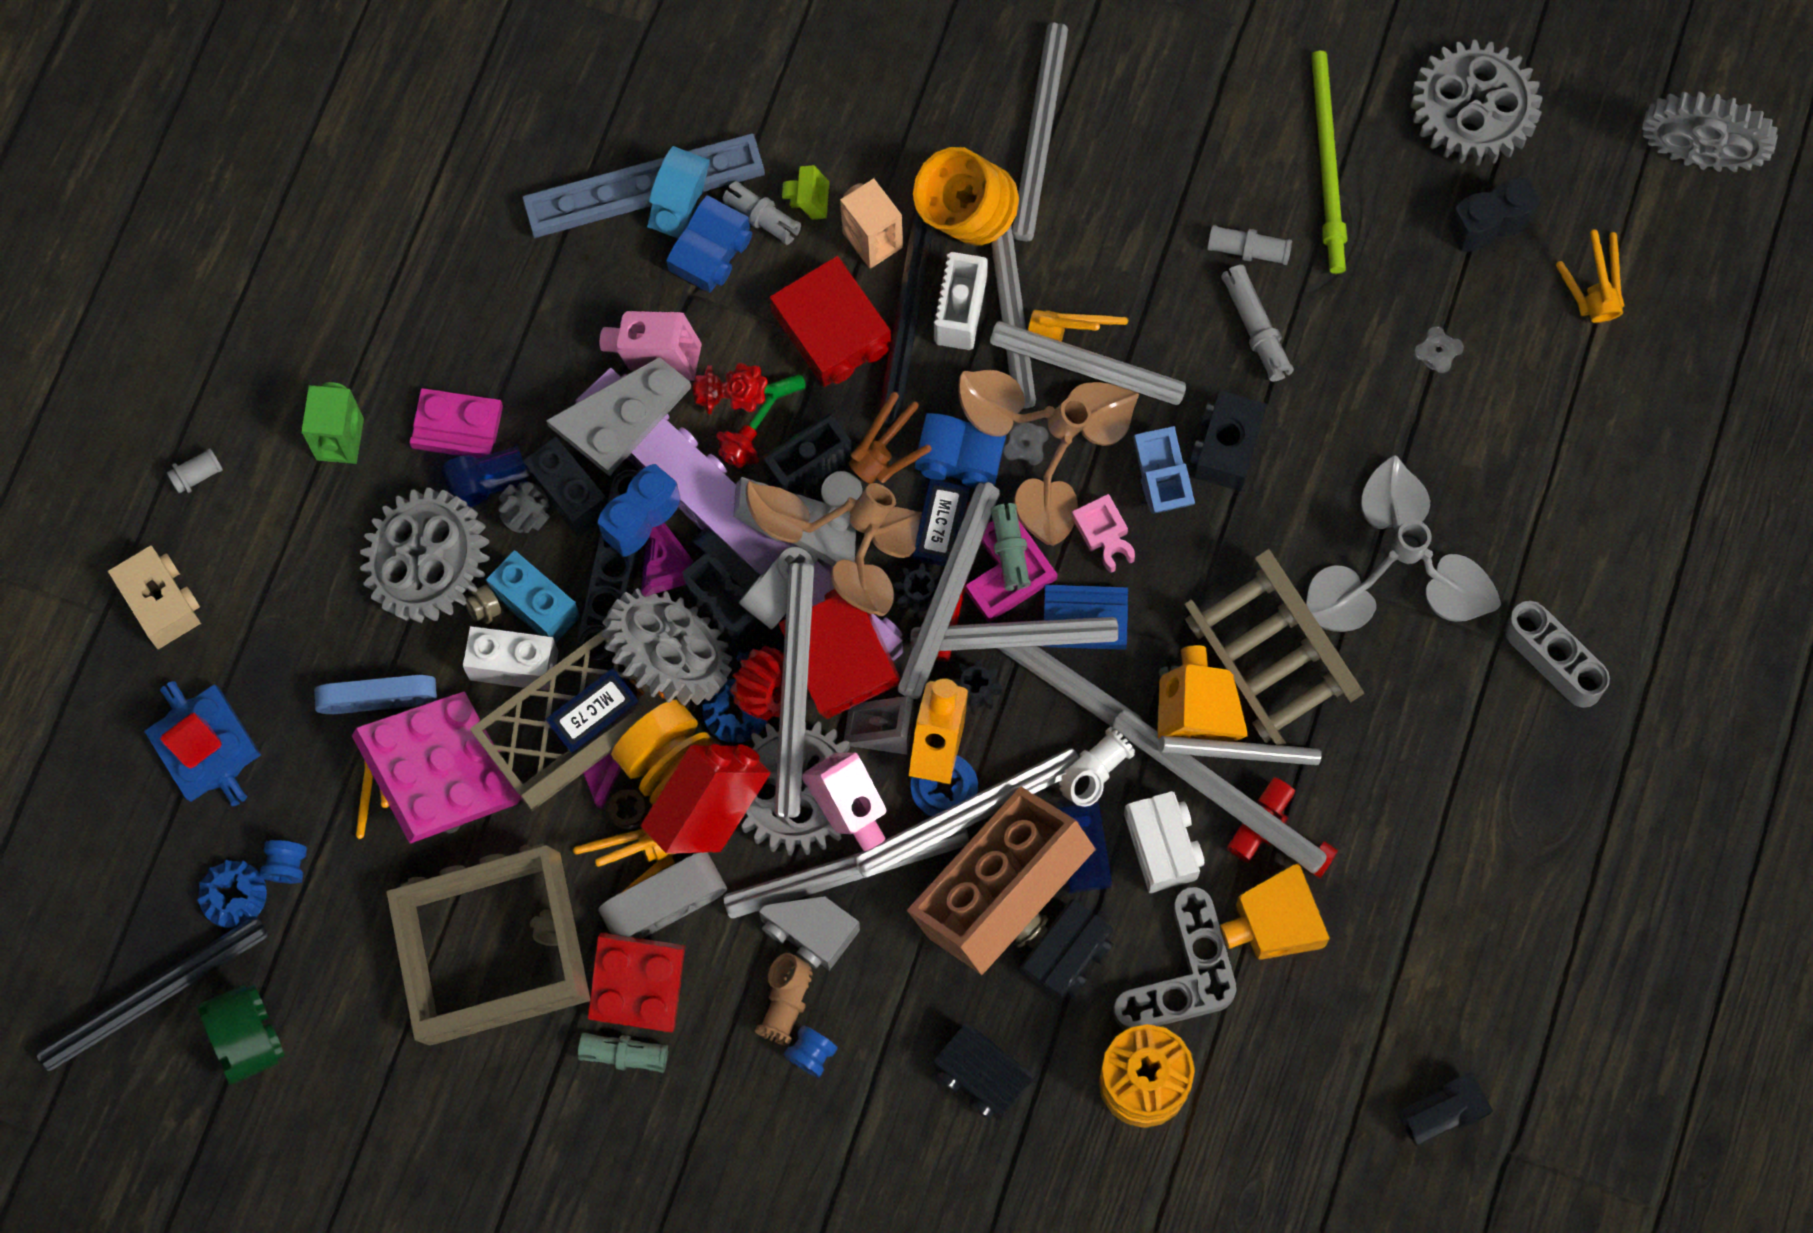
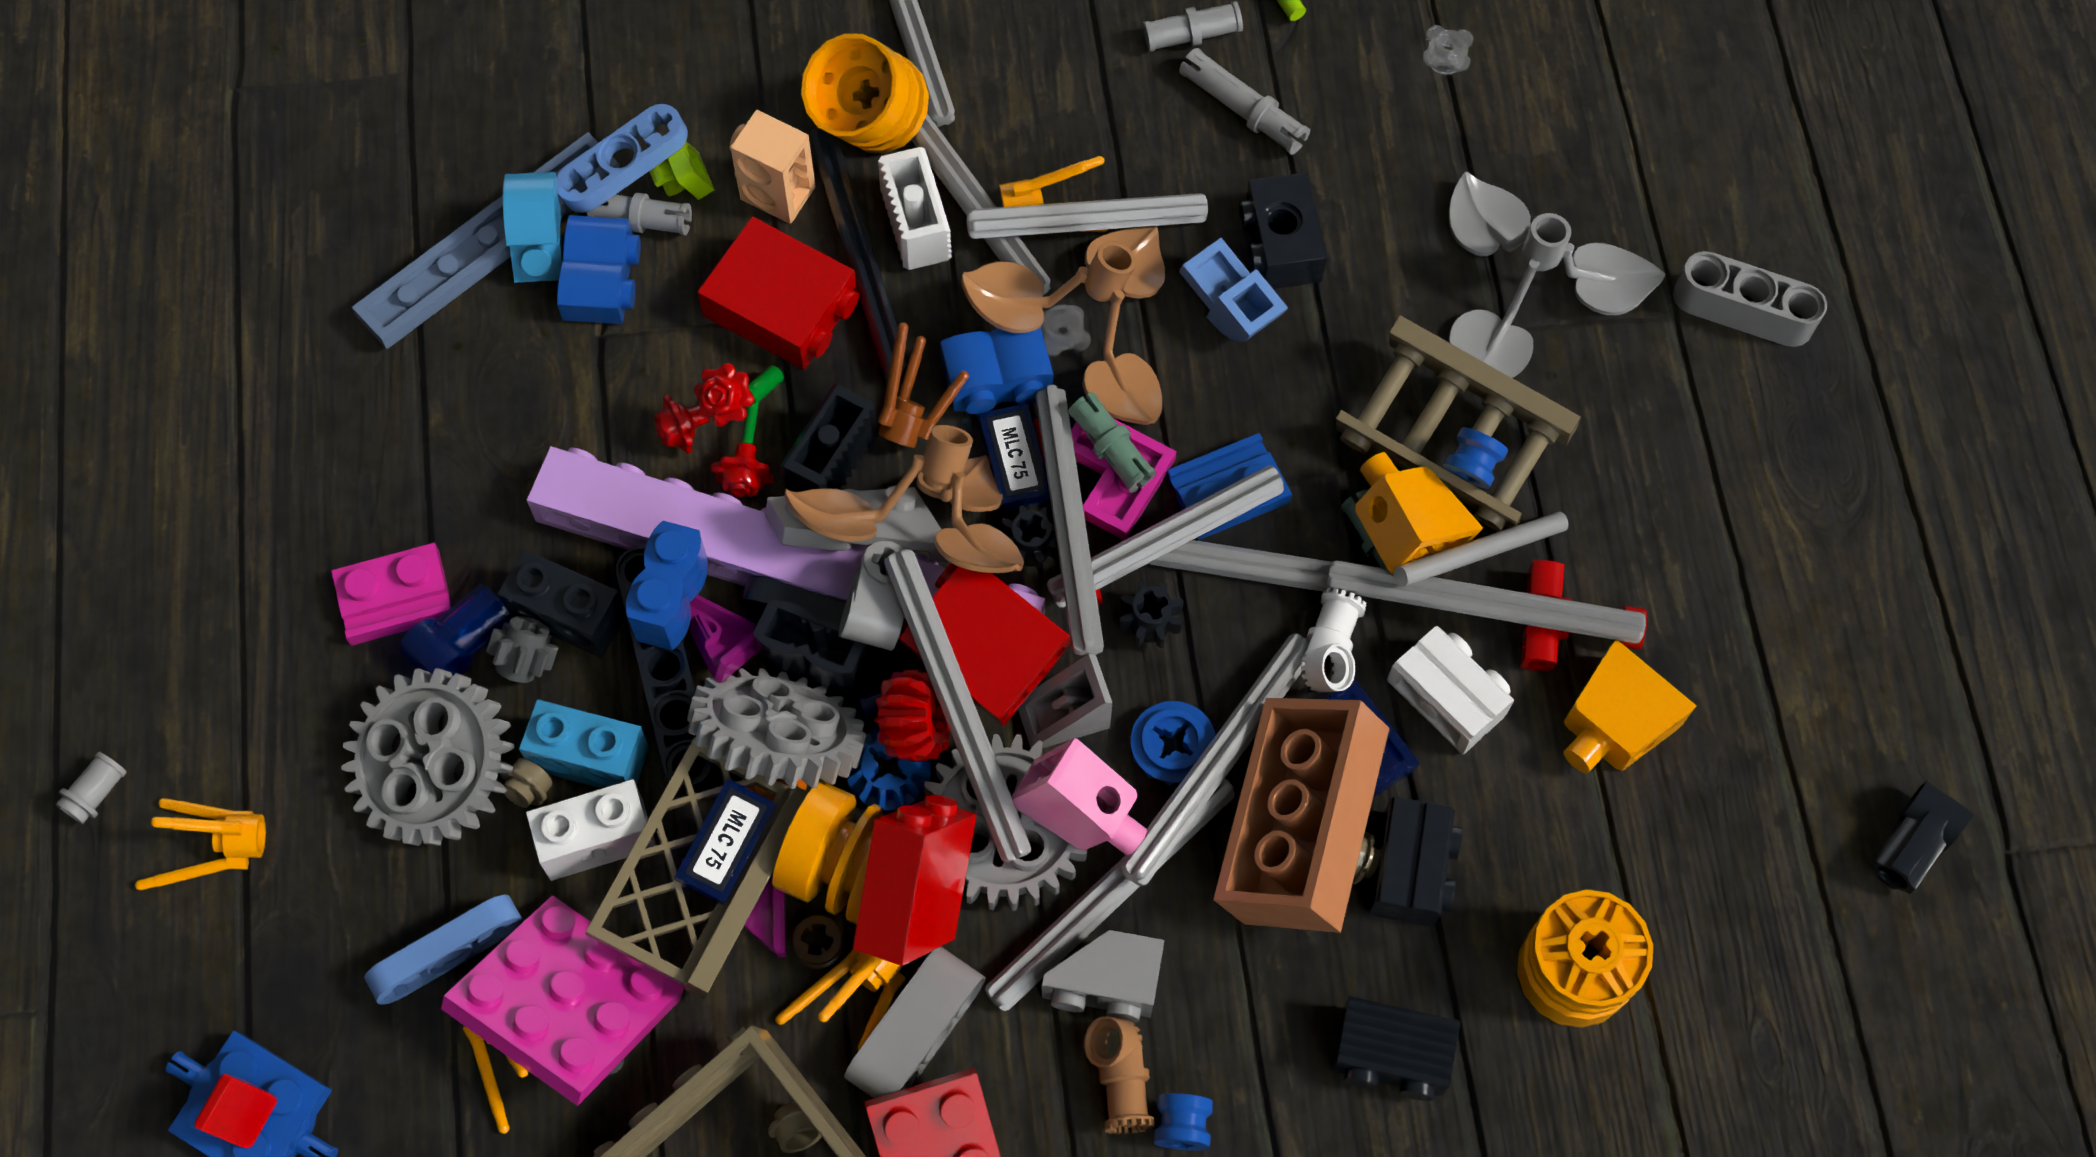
camera: 30 degrees left, 5 degrees down
(139, 580) = (85, 937): tan brick -> none
(275, 549) = (234, 833): none -> light orange plant
(332, 423) = (241, 653): bright green brick -> none
(622, 414) = (590, 491): light grey wing -> none
(651, 336) = (588, 399): bright pink torso -> none
(778, 177) = (623, 138): none -> medium blue beam
(839, 487) = (883, 468): light grey tile -> none
(942, 714) = (1133, 653): light orange torso -> none
(1102, 527) = (1198, 380): bright pink plate -> none
(1191, 985) = (1570, 833): light grey beam -> none
(1267, 681) = (1475, 457): none -> blue wheel

